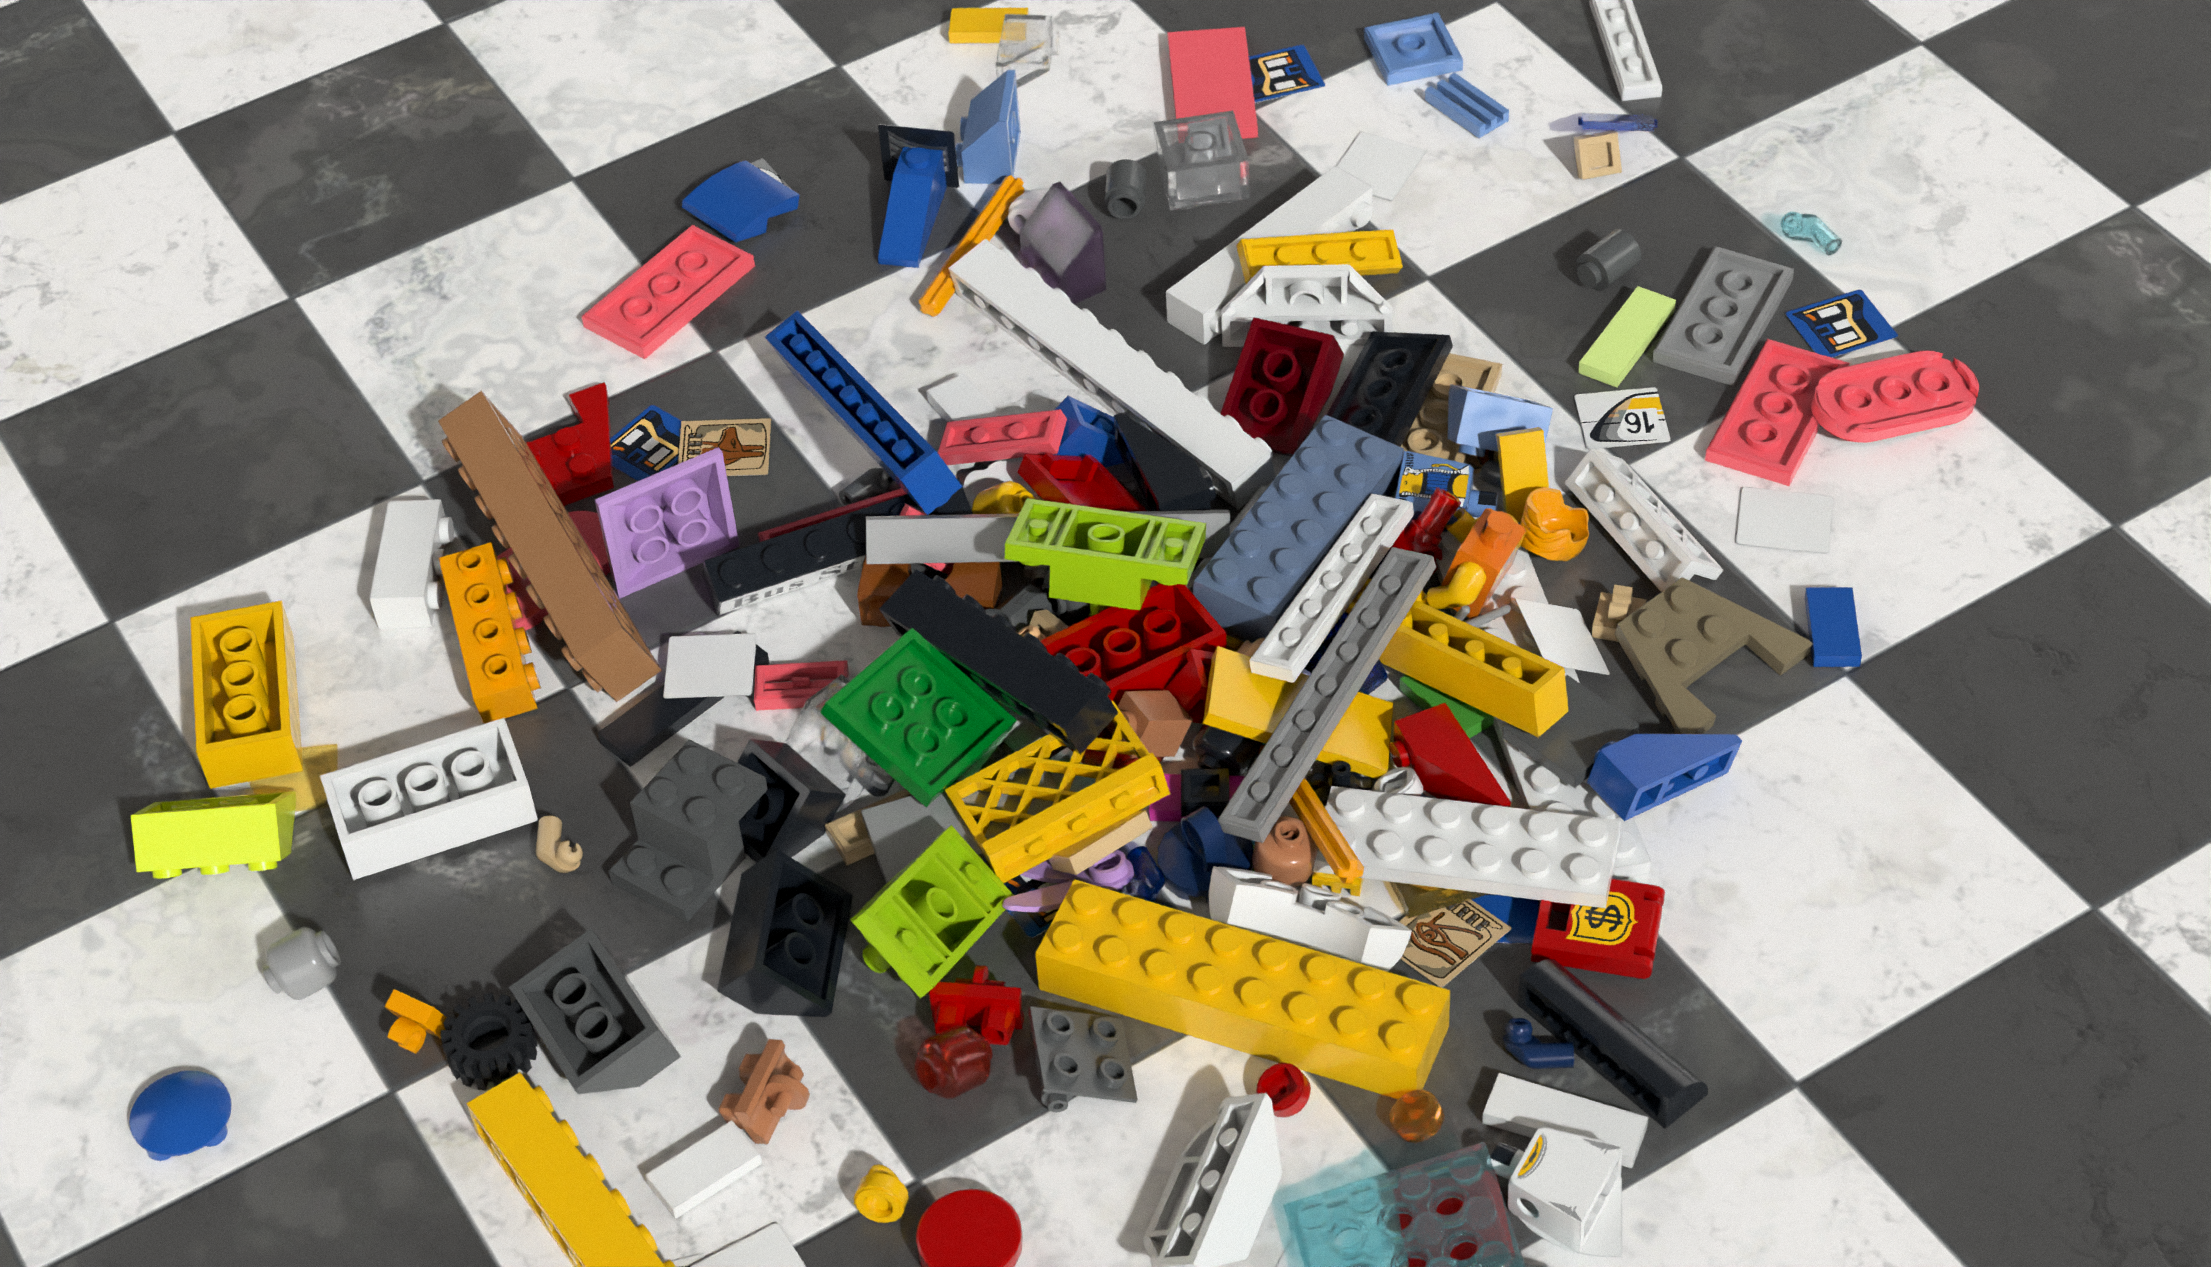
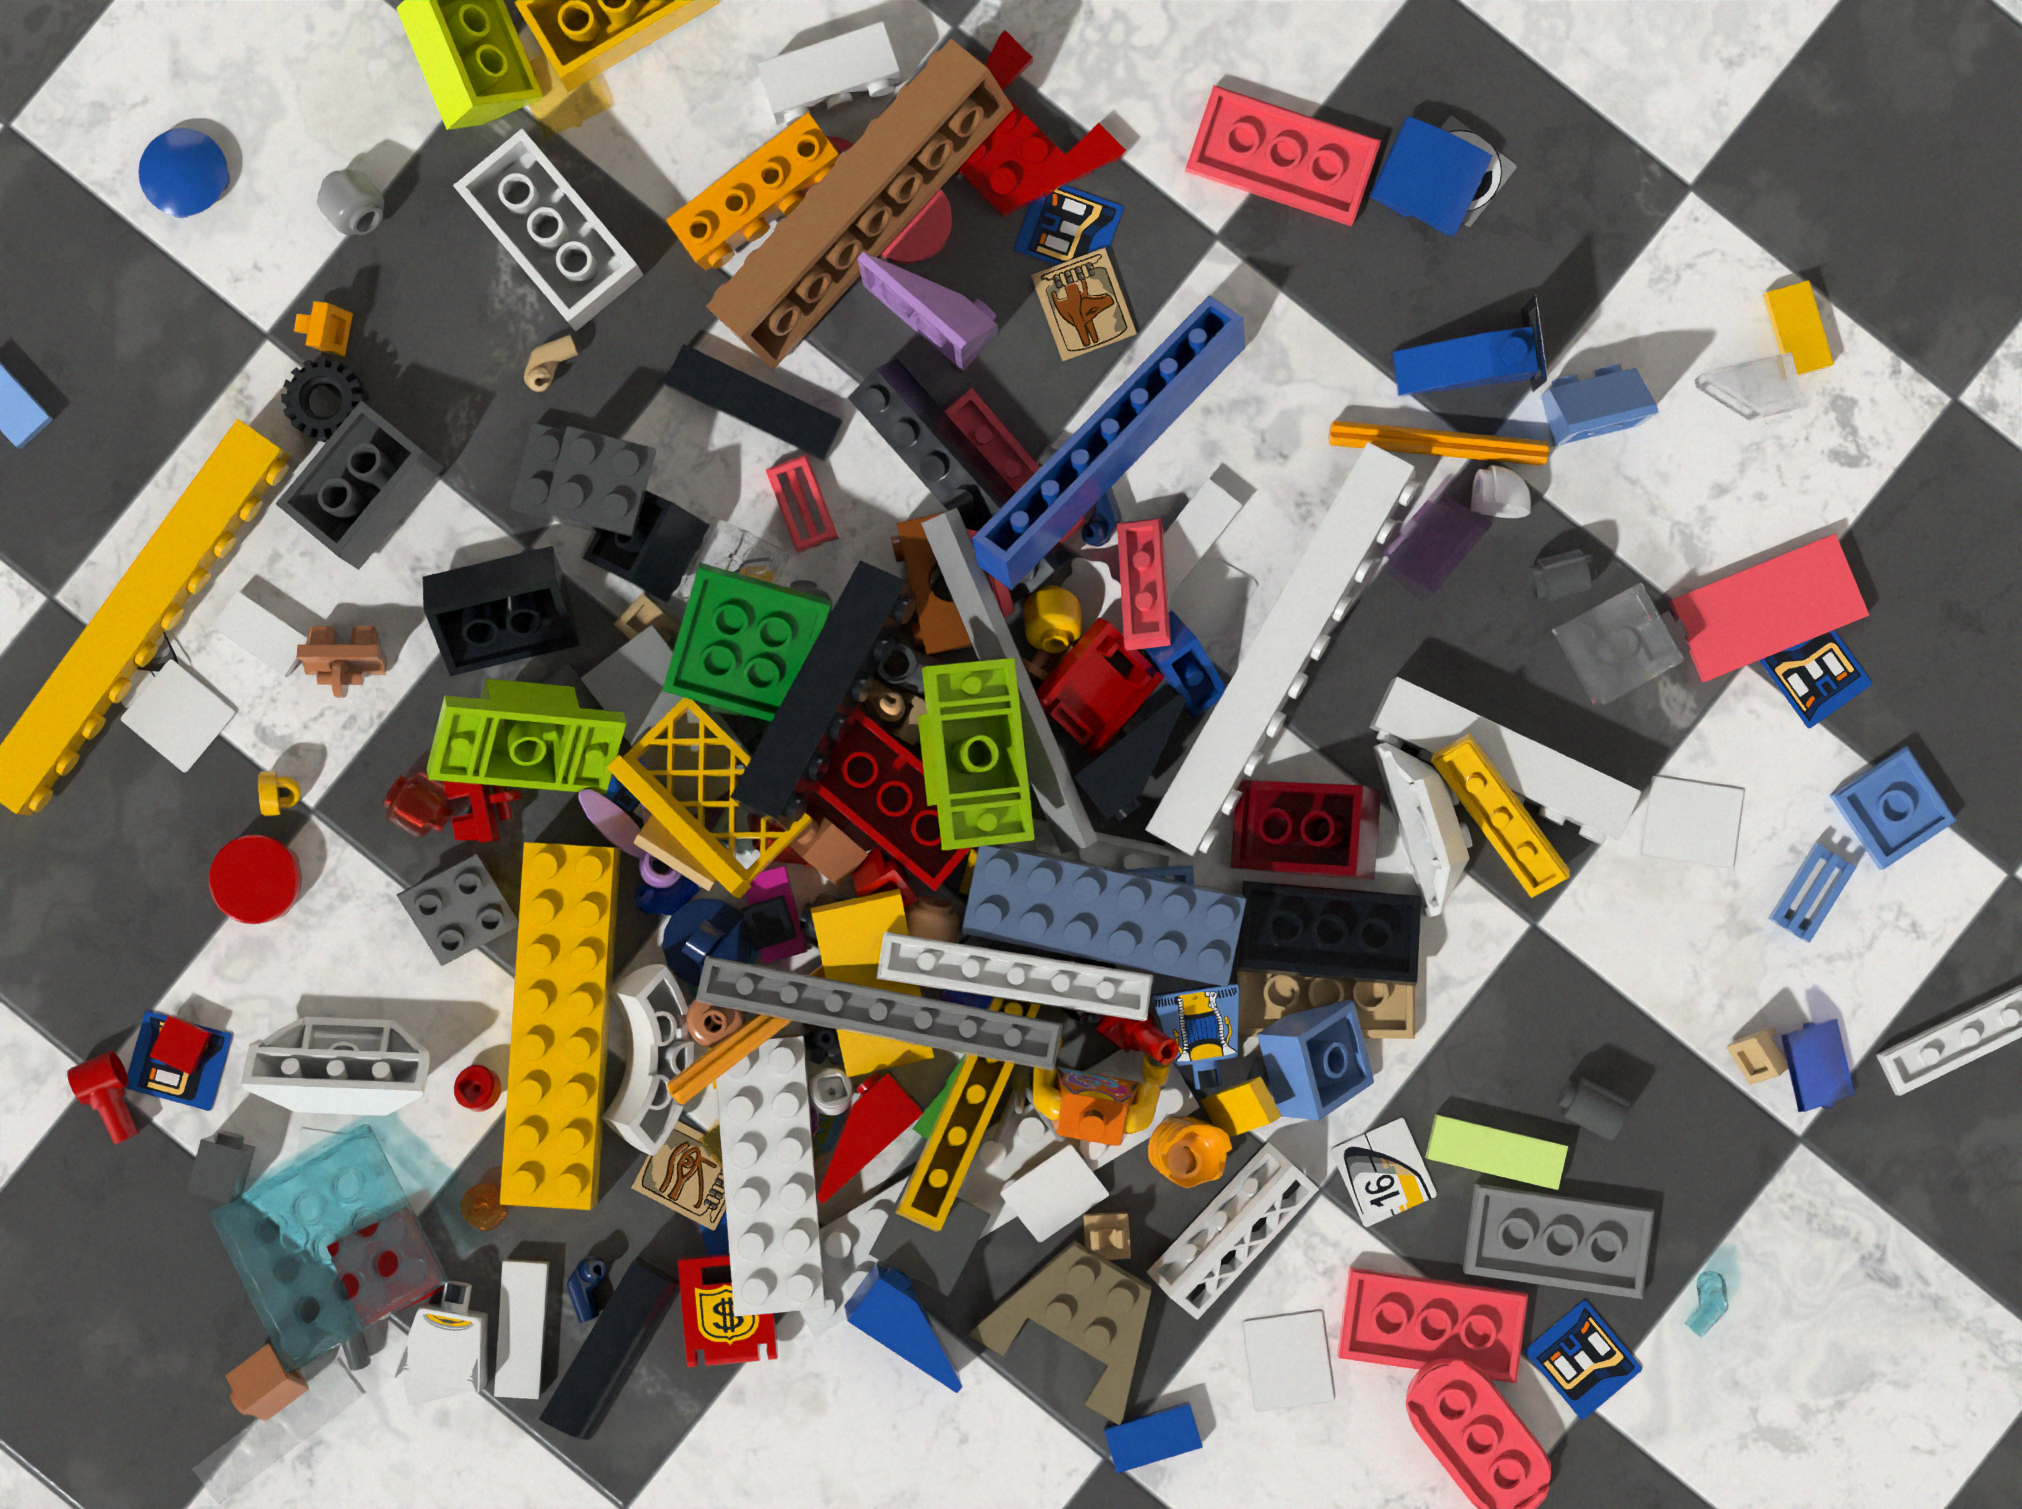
camera: 65 degrees right, 40 degrees up
(710, 665) = (790, 413): white sticker -> none

